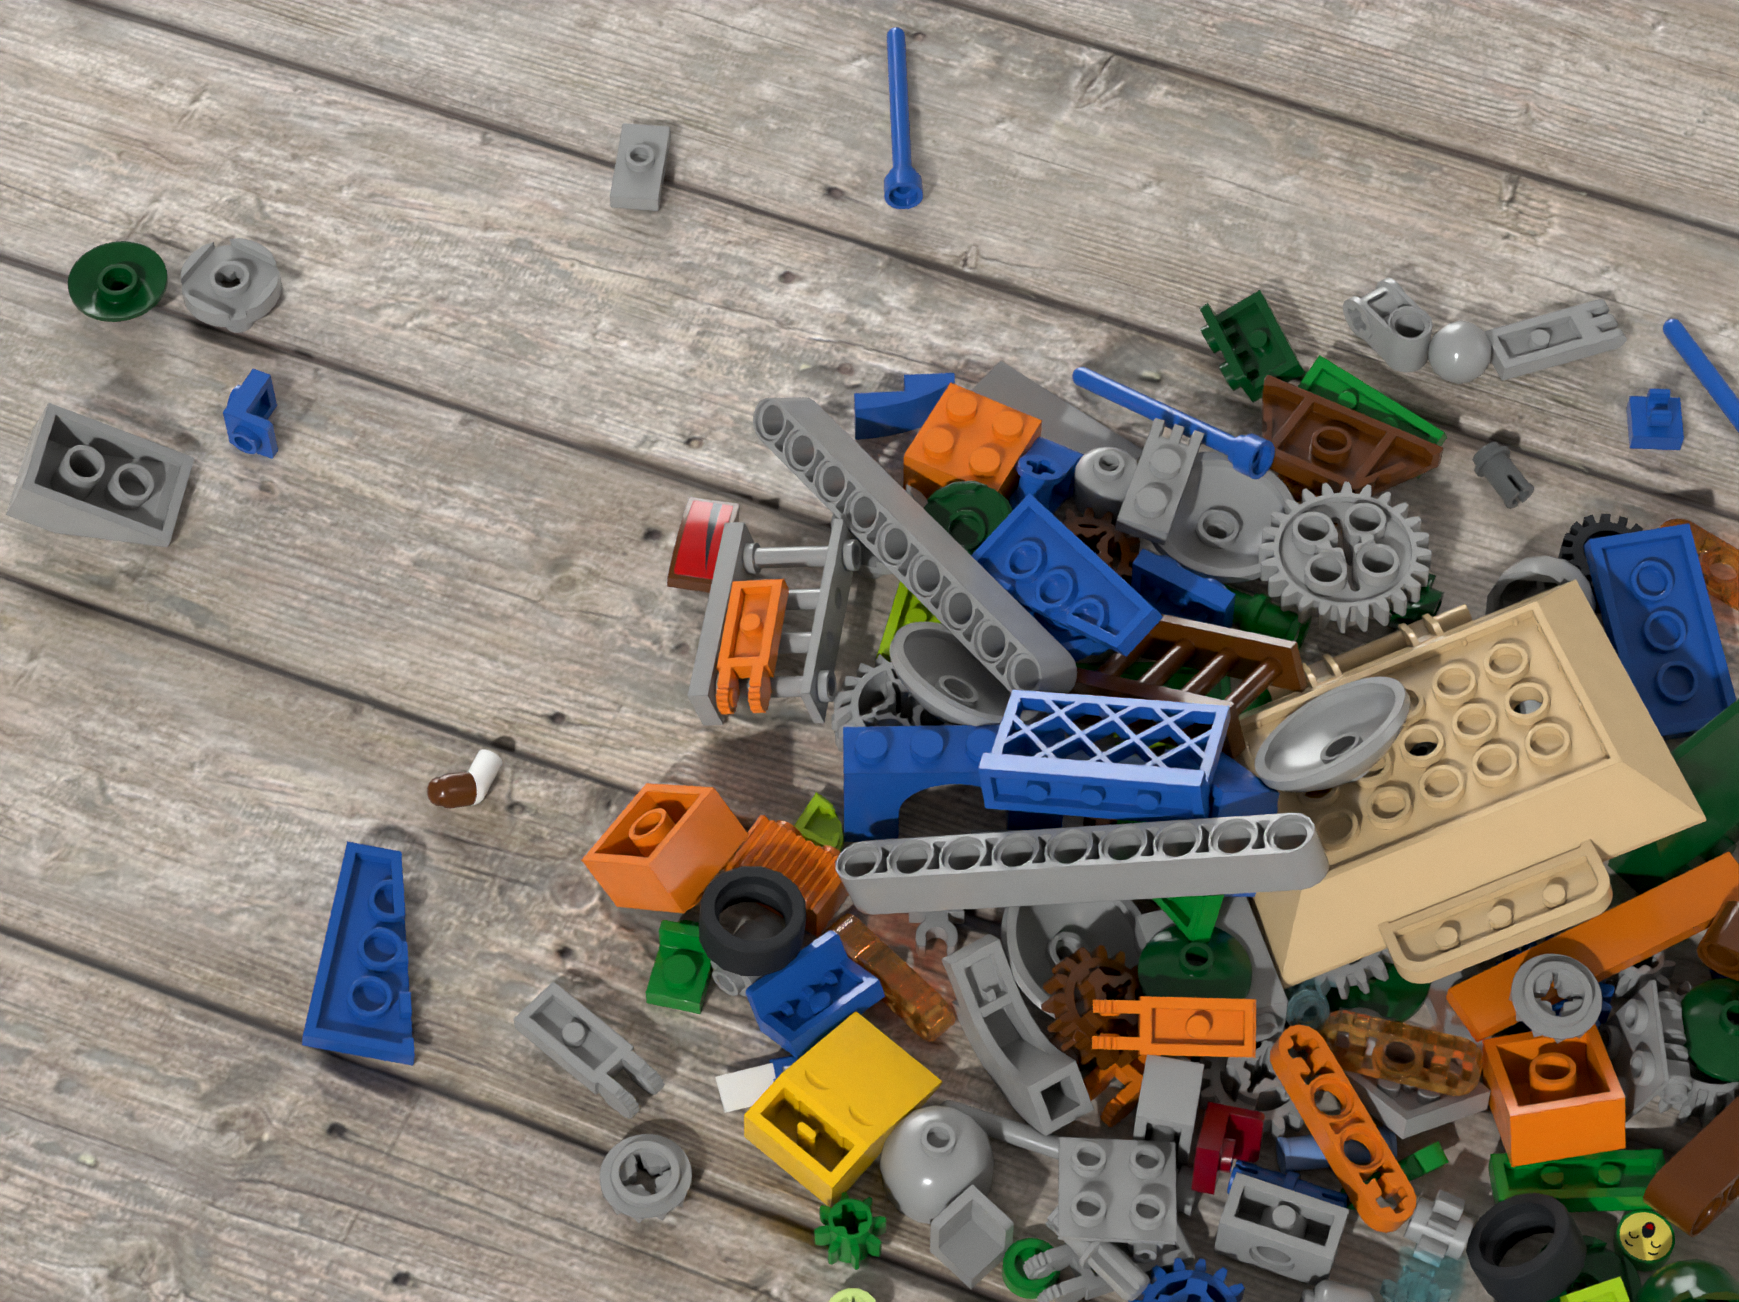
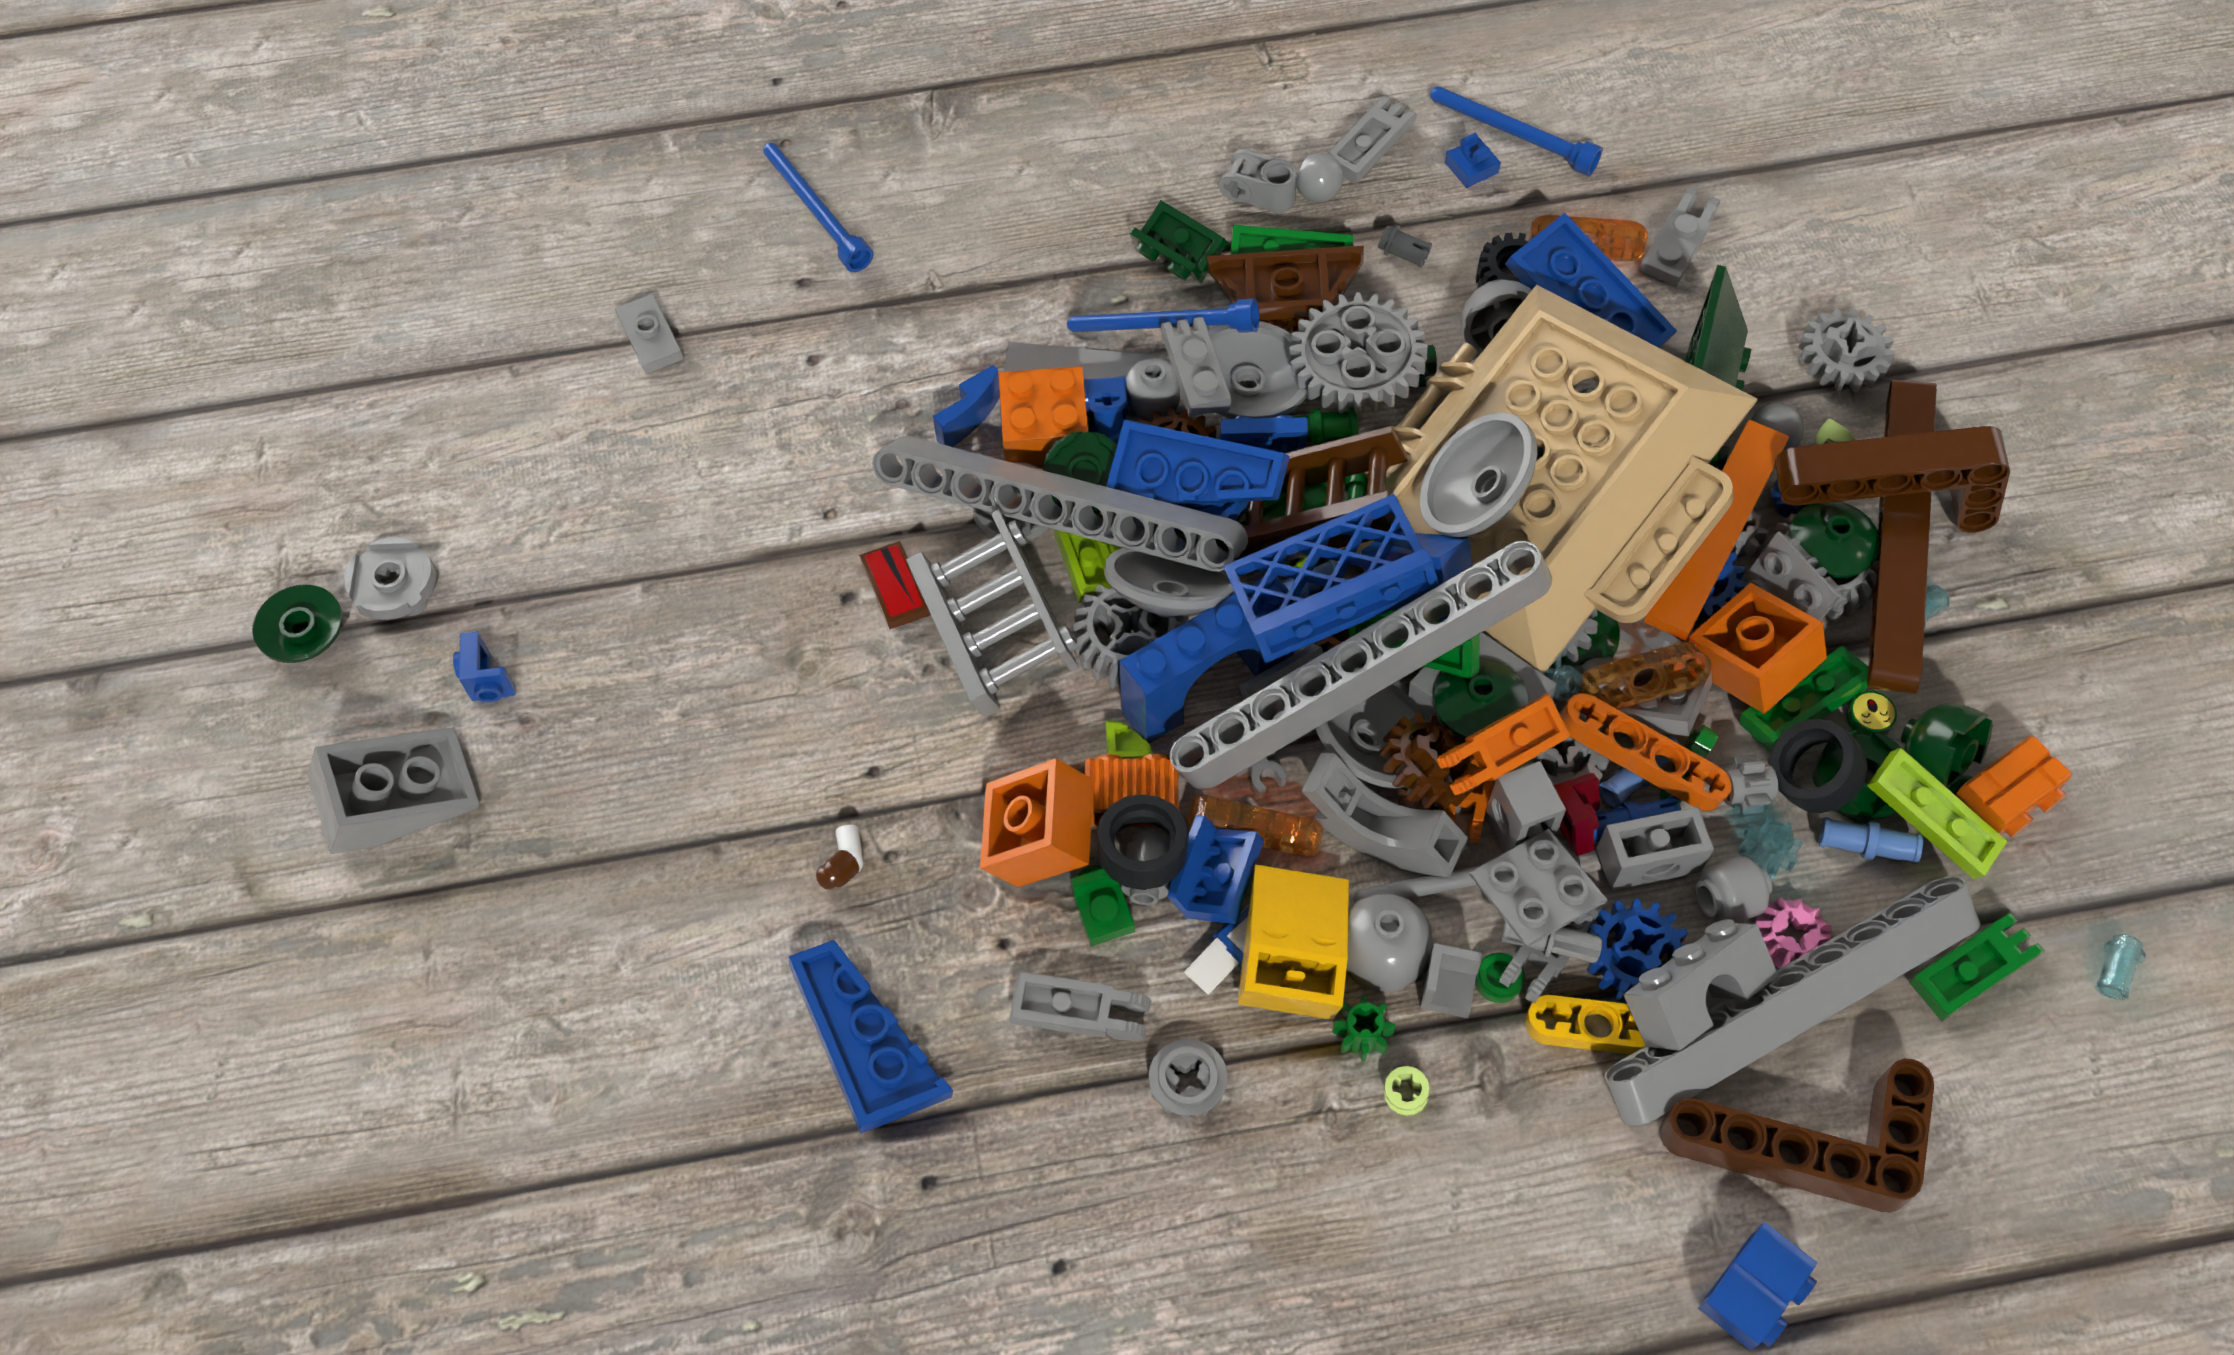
camera: 30 degrees left, 5 degrees up
(751, 642) = (992, 634): orange hinge -> none
(1572, 982) = (1723, 563): light grey gear -> none

